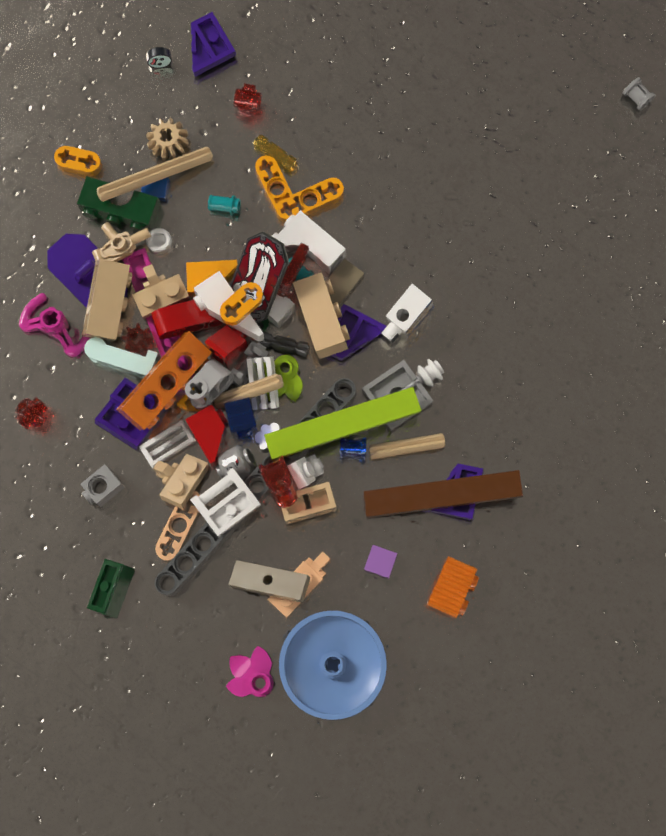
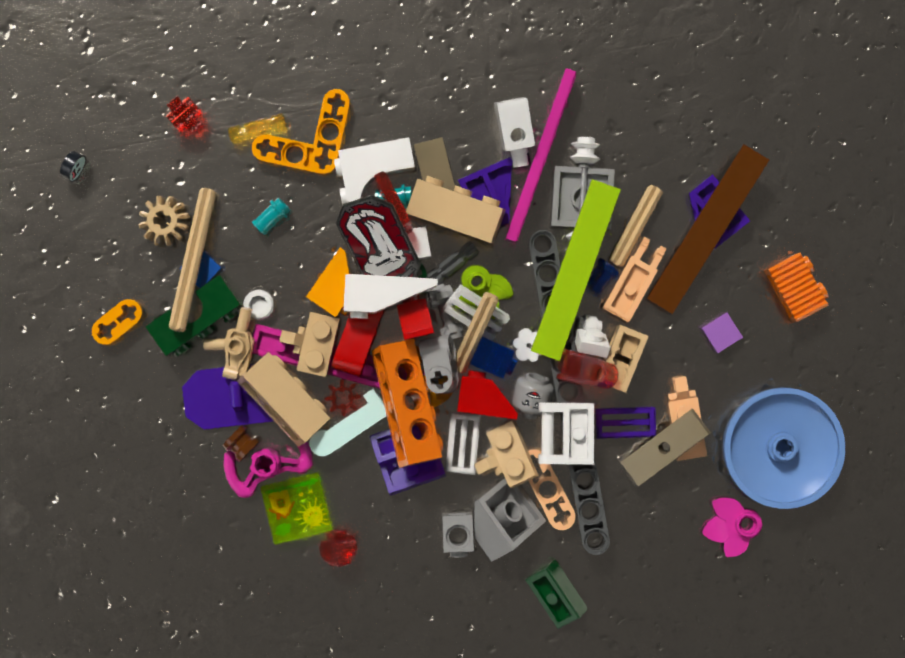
camera: 55 degrees left, 10 degrees up
(39, 367) = (296, 508): none -> clear neon green tile
(55, 296) = (240, 443): none -> reddish brown wheel
(136, 509) = (504, 519): none -> light grey slope
(209, 44) = (96, 106): dark purple wing -> none
(237, 299) = (403, 277): light orange beam -> none
(280, 560) = (625, 422): none -> dark purple tile
(367, 473) = (633, 283): none -> light nougat hinge
(402, 345) = (541, 156): none -> dark pink tile

